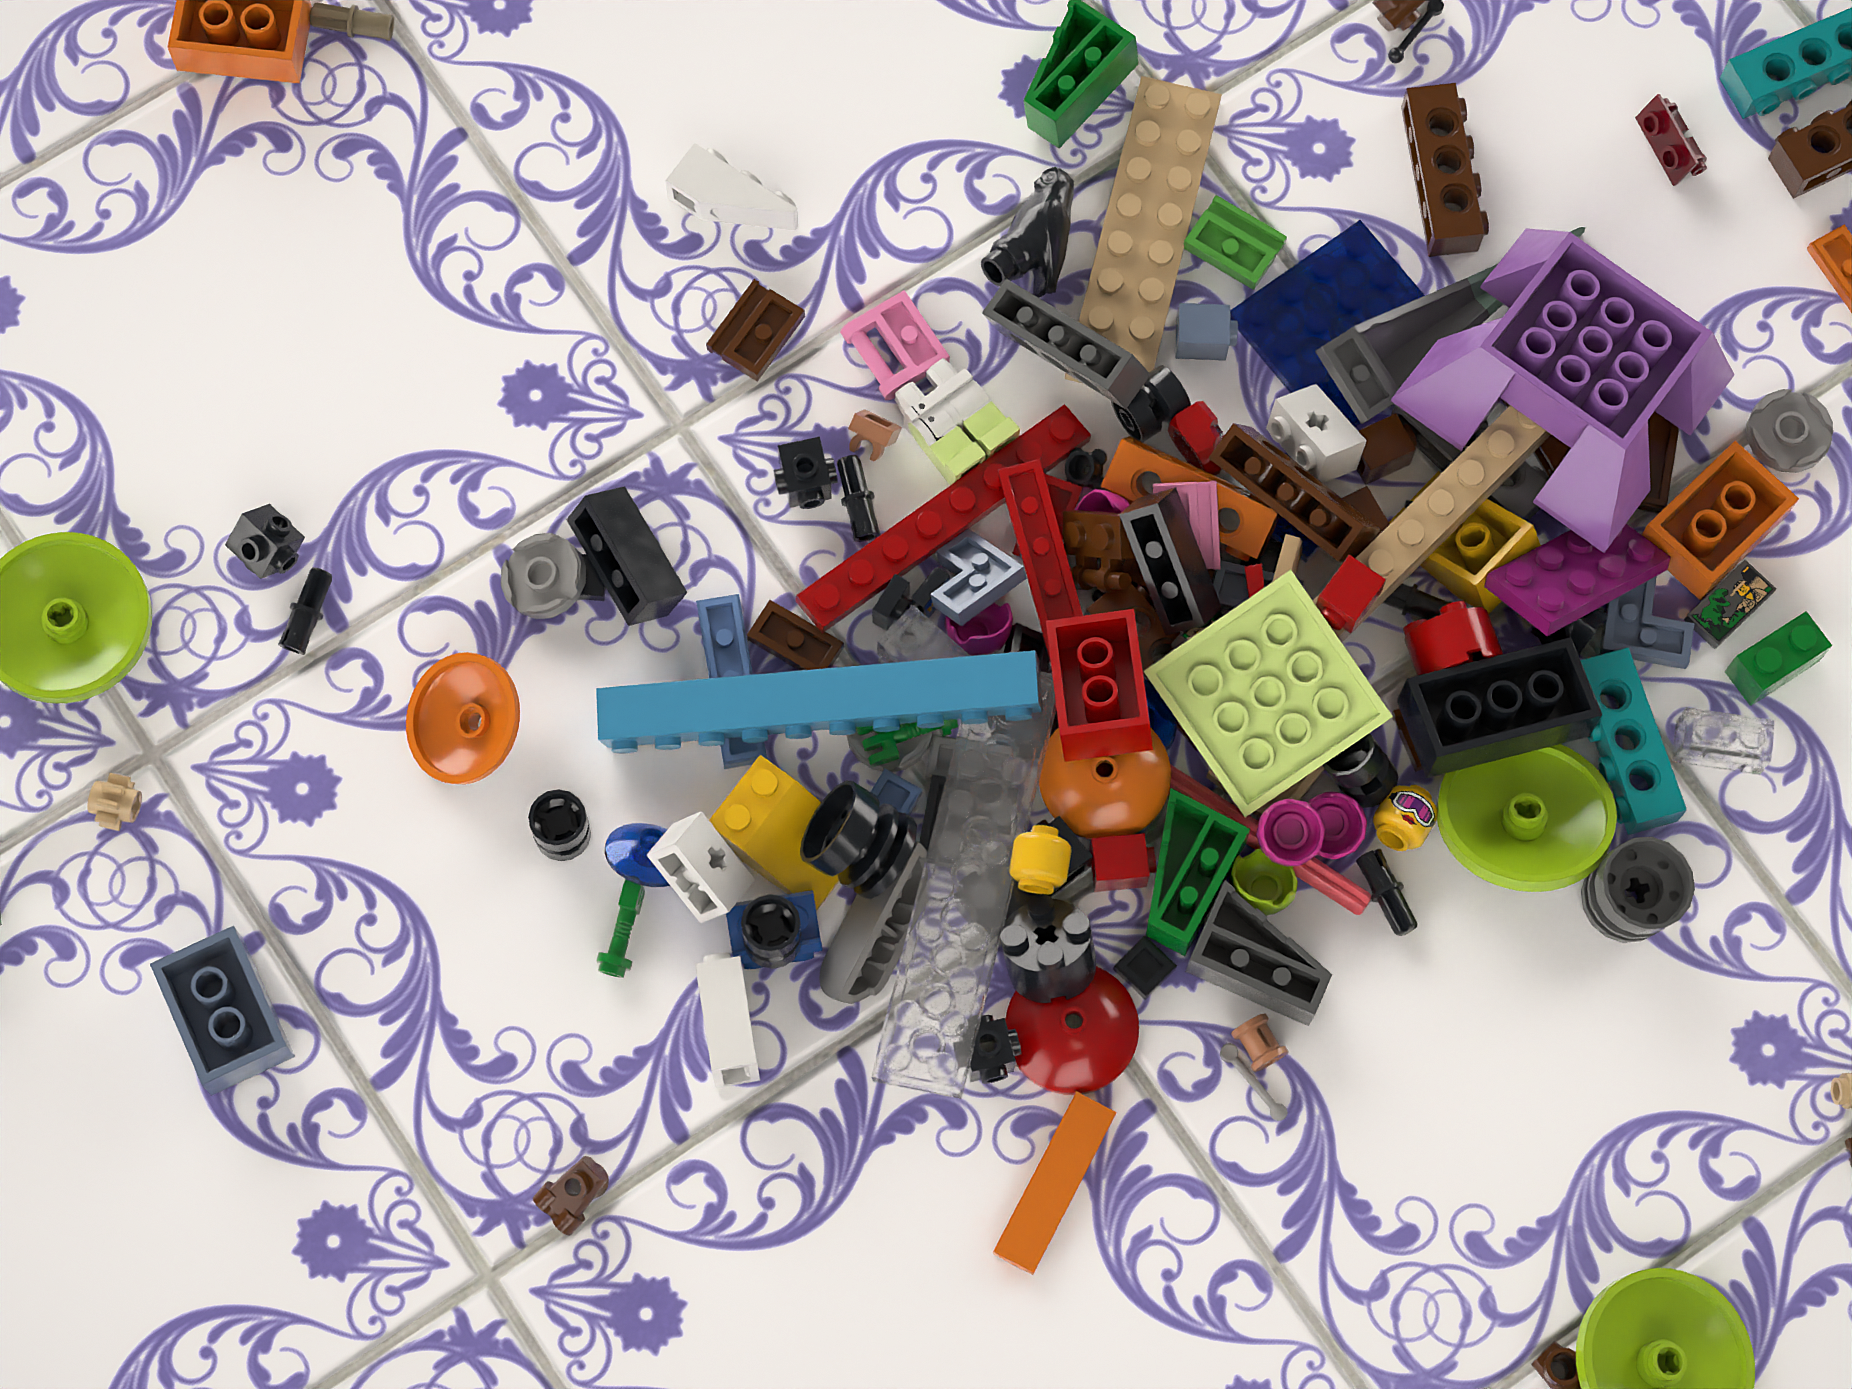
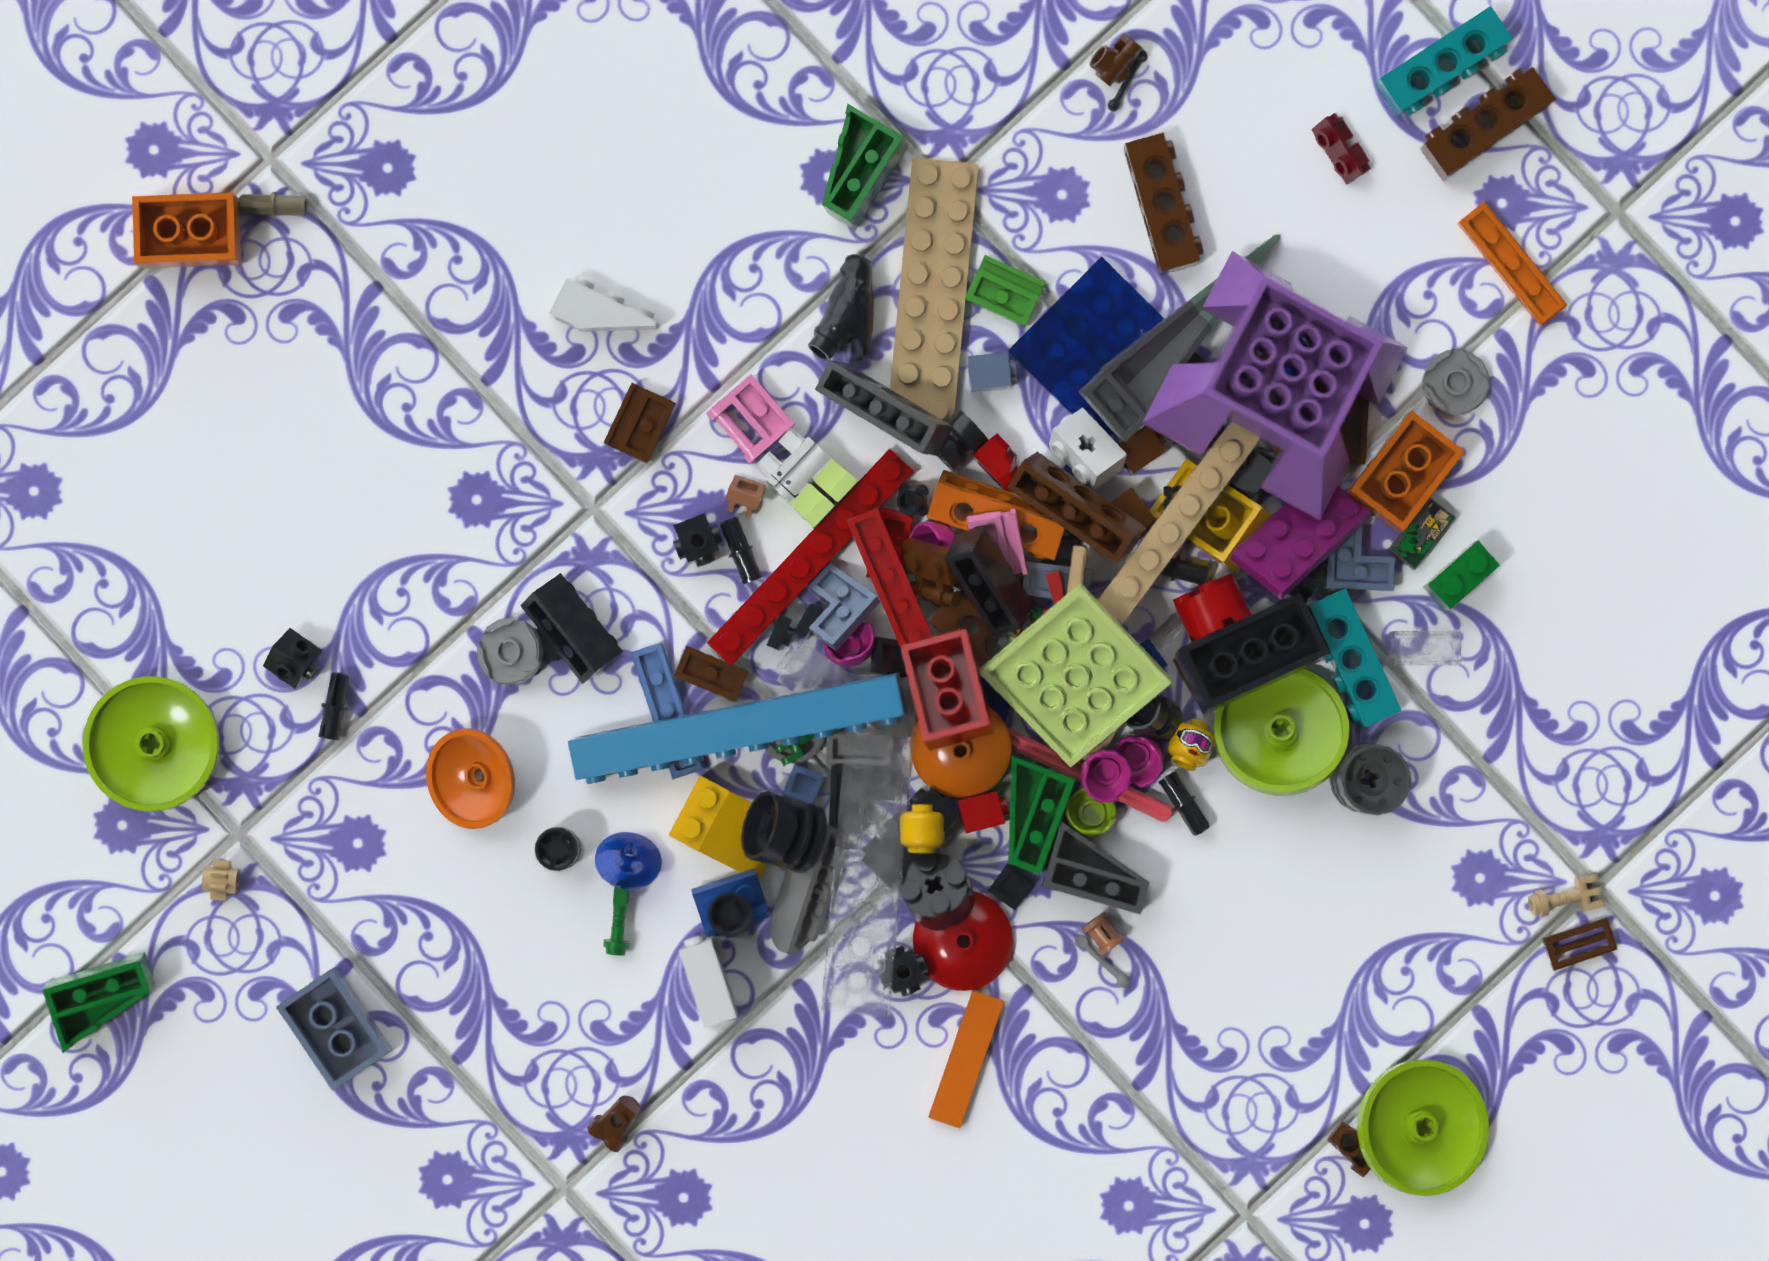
camera: 15 degrees left, 15 degrees up
(701, 867) = (669, 868): white brick -> none
(1349, 594) = (1127, 596): red brick -> none

